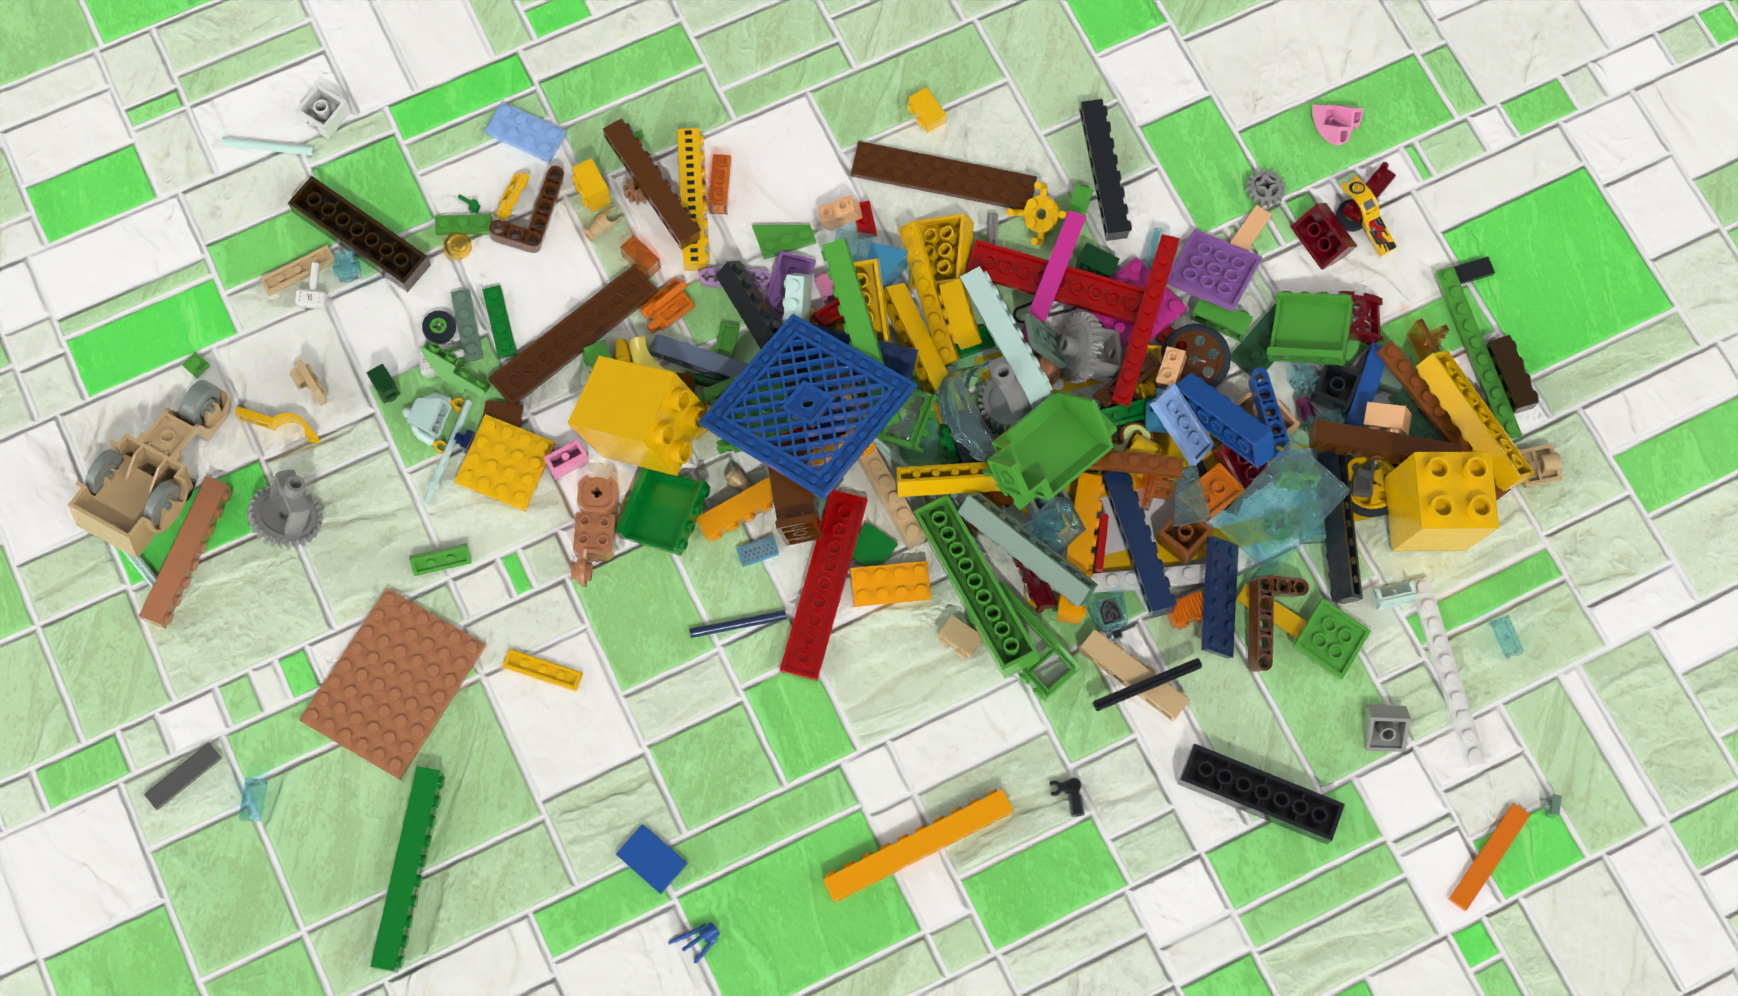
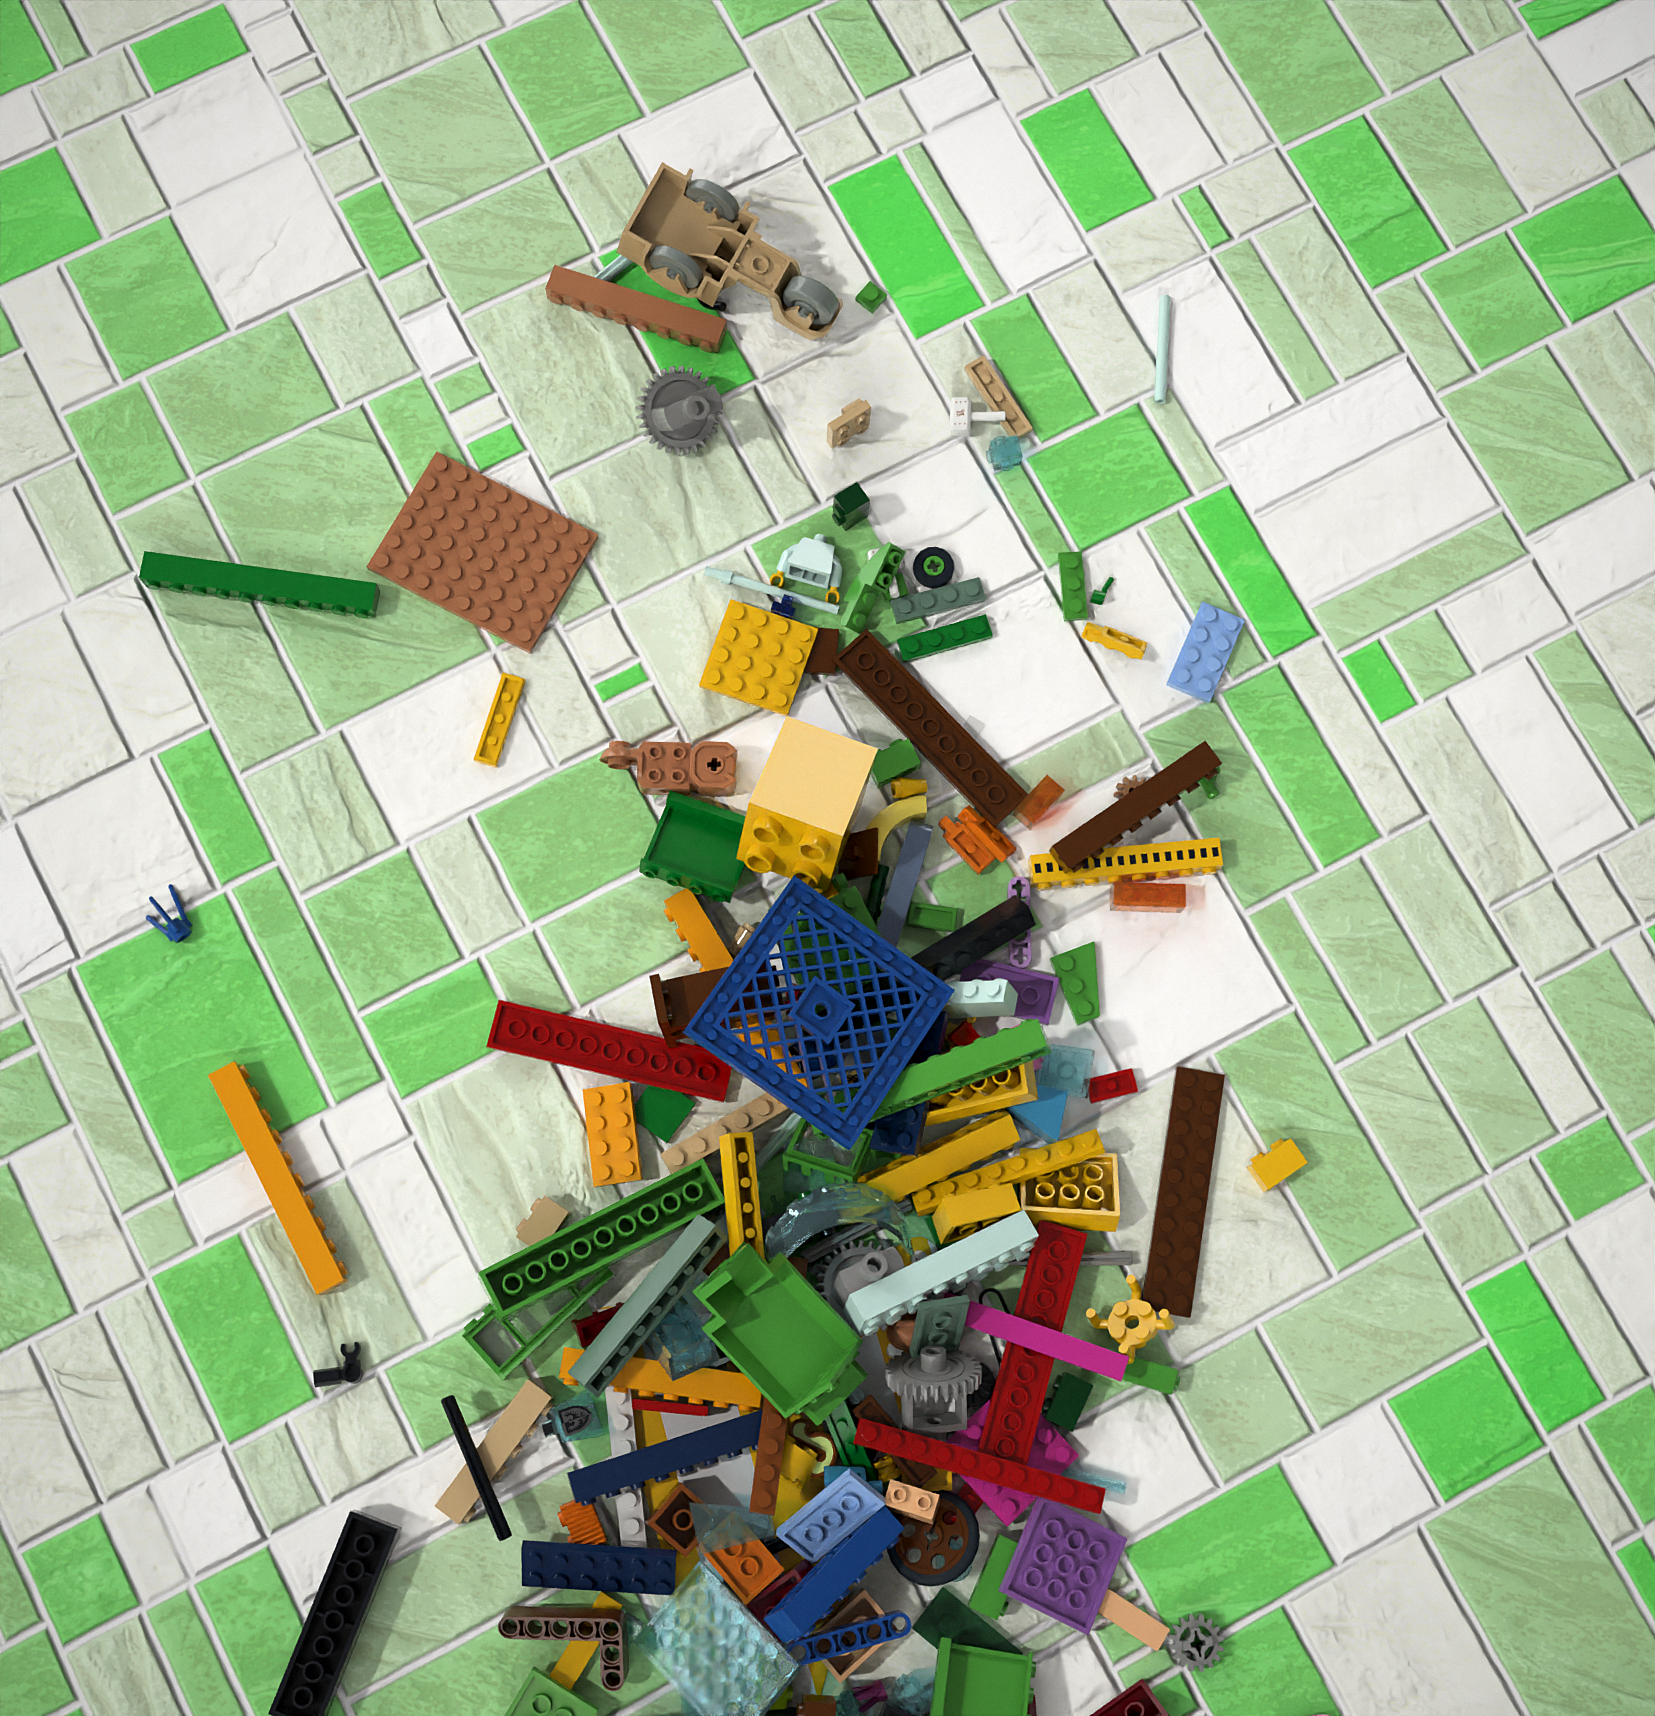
camera: 85 degrees right, 5 degrees up
(183, 776) = (372, 334): dark grey tile -> none
(253, 799) = (342, 409): clear light blue hinge -> none
(274, 422) = (788, 430): yellow piece -> none
(322, 111) = (1210, 406): white brick -> none
(359, 233) = (1047, 463): dark brown brick -> none
(440, 559) = (633, 591): bright green plate -> none
(457, 246) = (1042, 581): clear yellow hair -> none
(538, 216) = (1087, 672): reddish brown beam -> none
(566, 459) = (760, 726): bright pink brick -> none
(590, 185) = (1131, 733): yellow brick -> none
(600, 225) = (1080, 750): tan piece -> none
(651, 859) = (269, 859): blue tile -> none
(737, 624) = (559, 947): dark blue piece -> none
(757, 551) = (651, 962): tile -> none
(839, 212) = (1115, 1052): light nougat brick -> none
(1104, 170) = (1206, 1411): black brick -> none
(1158, 488) = (746, 1476): clear orange bracket -> none

